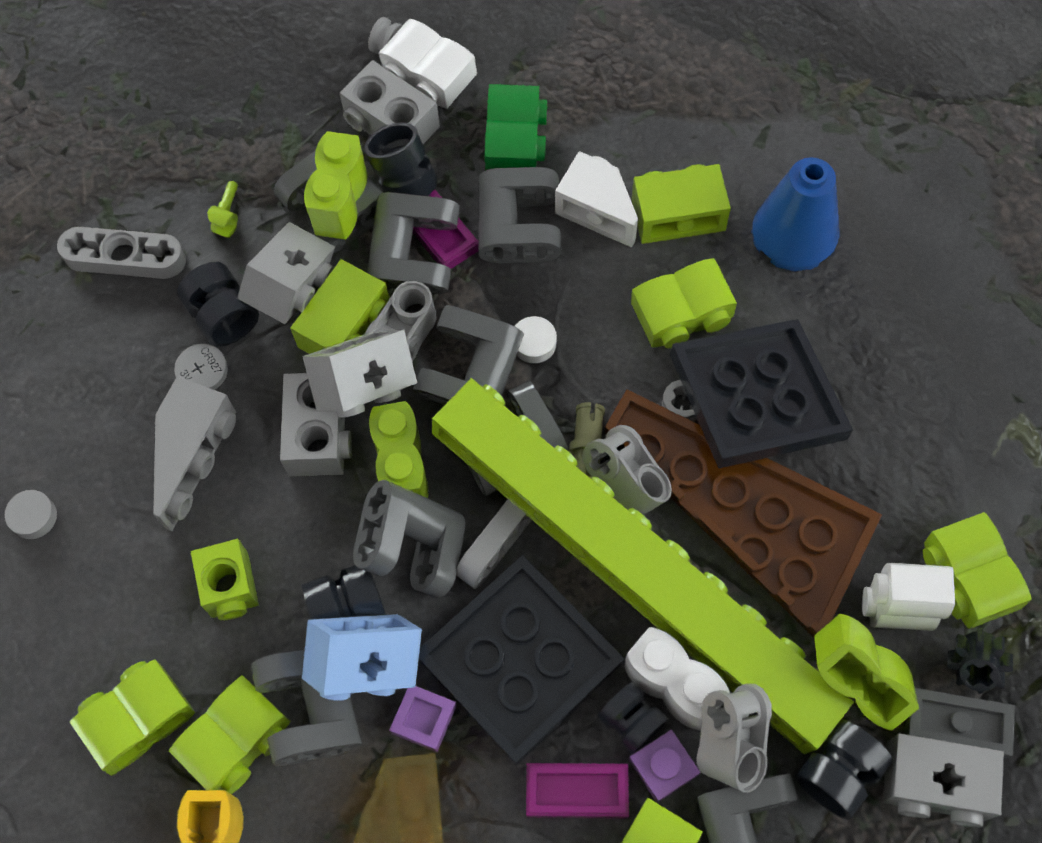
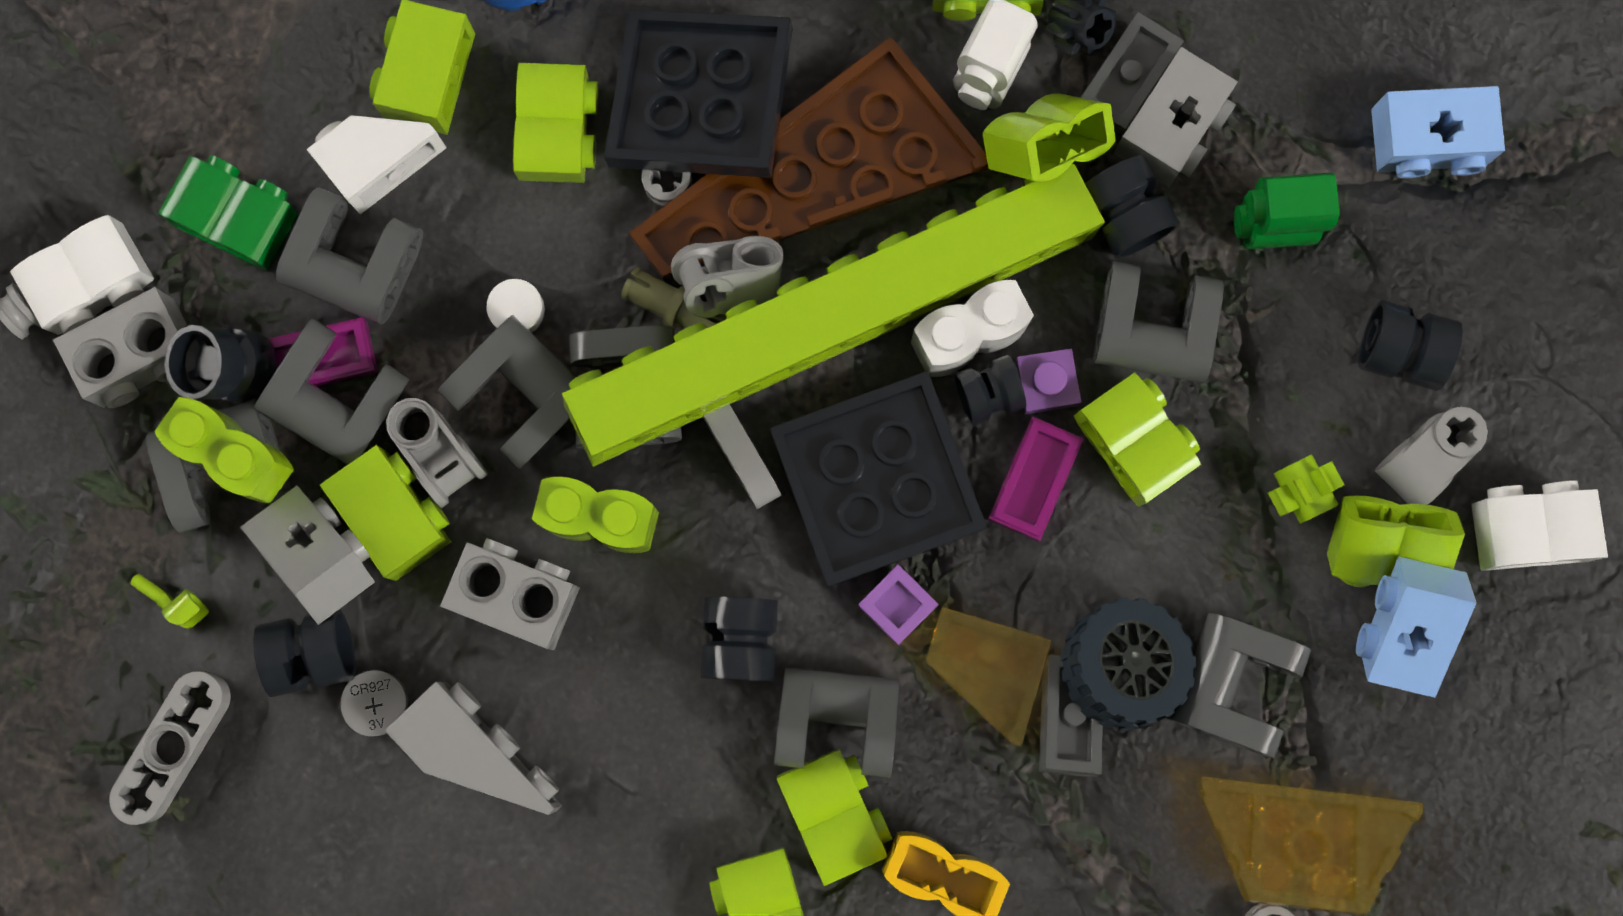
camera: 70 degrees left, 15 degrees up
(216, 562) = (629, 766): lime brick -> none
(360, 372) = (484, 515): light grey brick -> none
(361, 655) = (814, 640): light blue brick -> none
(397, 512) = (679, 533): dark grey connector -> none
(731, 741) = (1062, 295): light grey piece -> none

